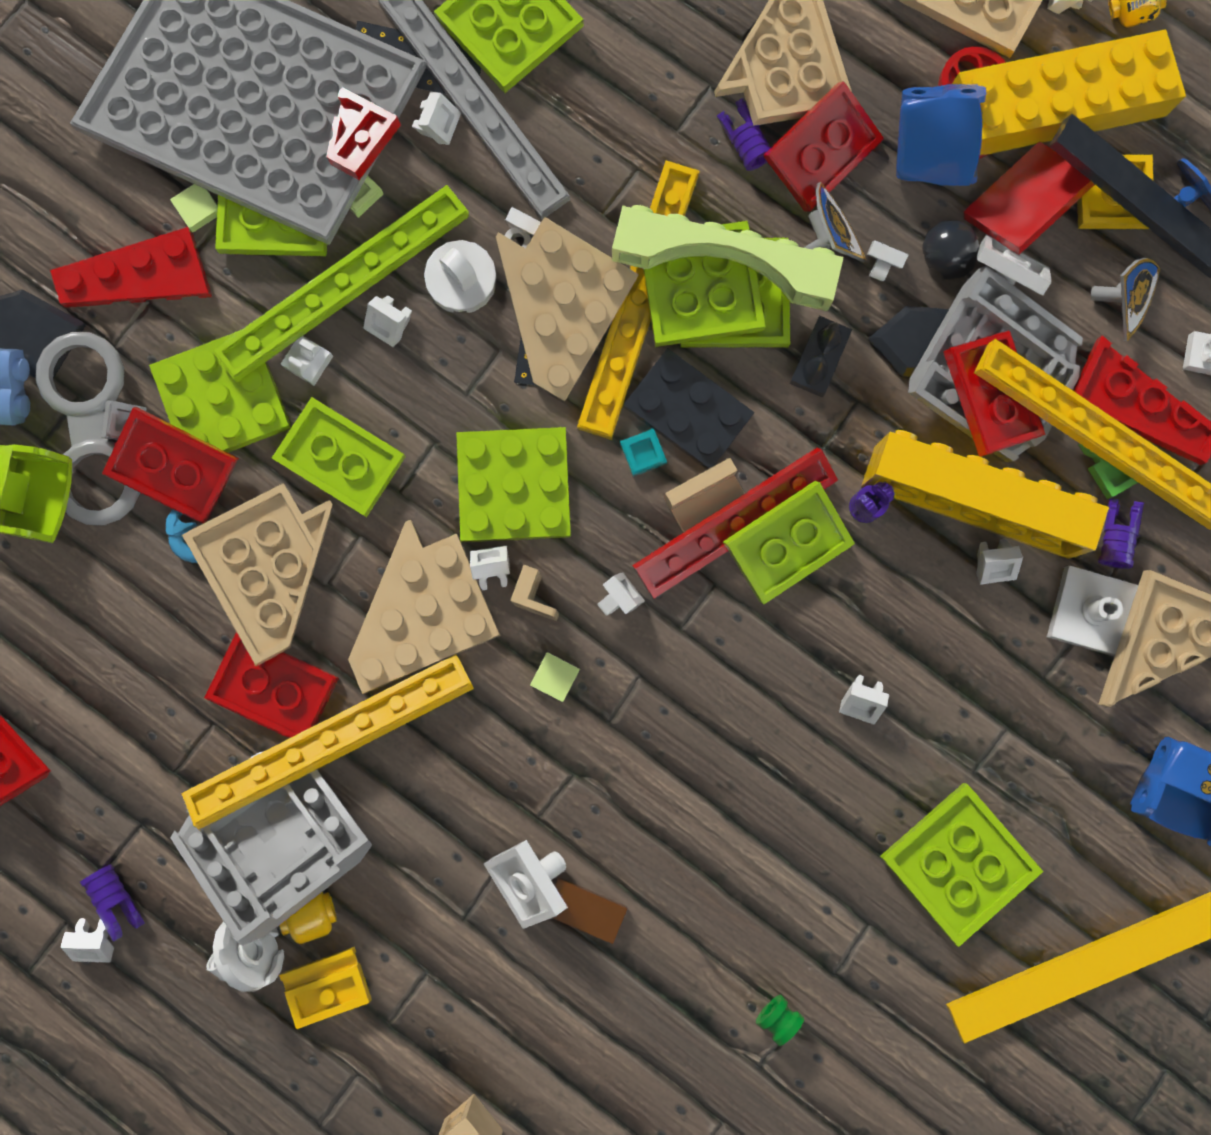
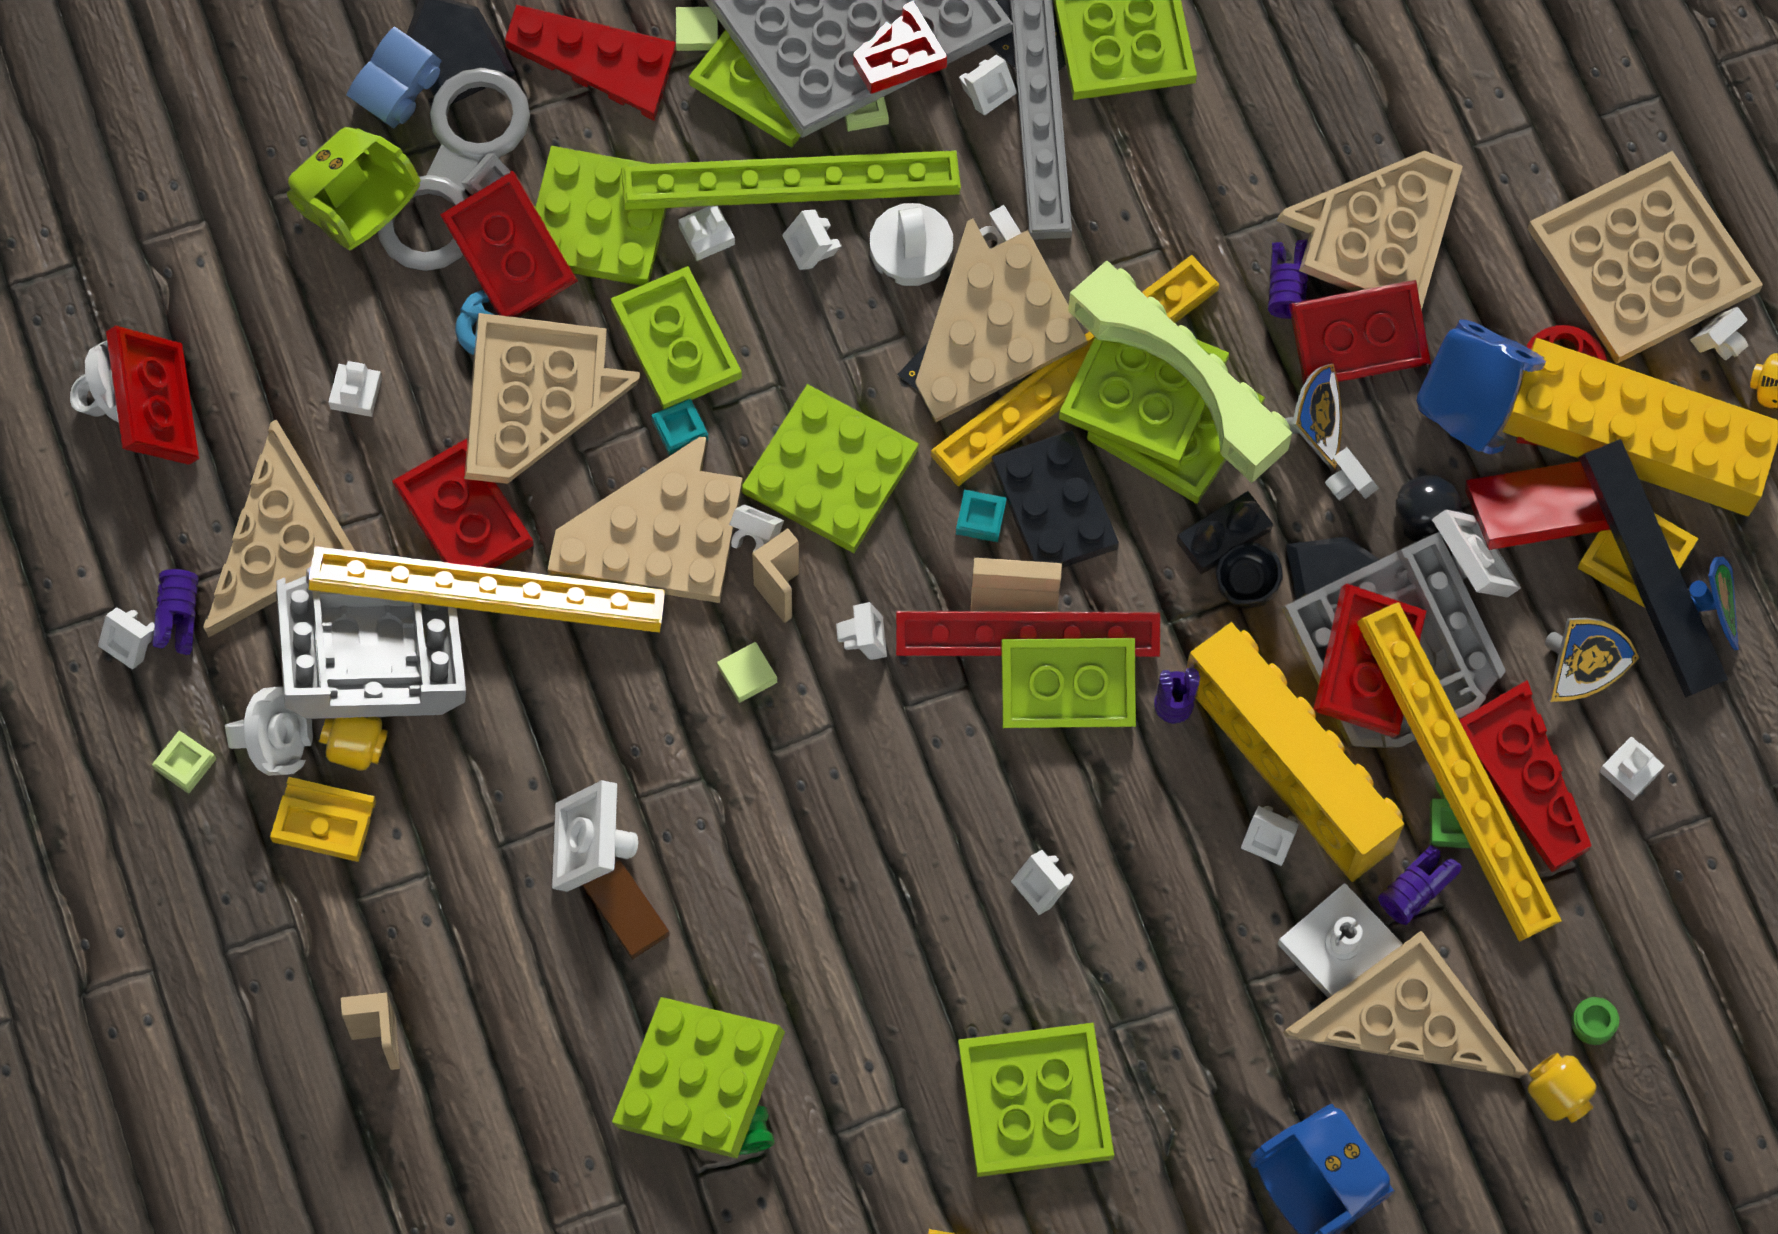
camera: 30 degrees right, 15 degrees down
(130, 644) = (355, 389): none -> white tile
(145, 791) = (273, 534): none -> tan tile
(195, 1007) = (184, 762): none -> yellowish green tile
(385, 522) = (679, 426): none -> teal tile
(722, 1009) = (698, 1077): none -> lime plate
(864, 379) = (1249, 575): none -> black hair

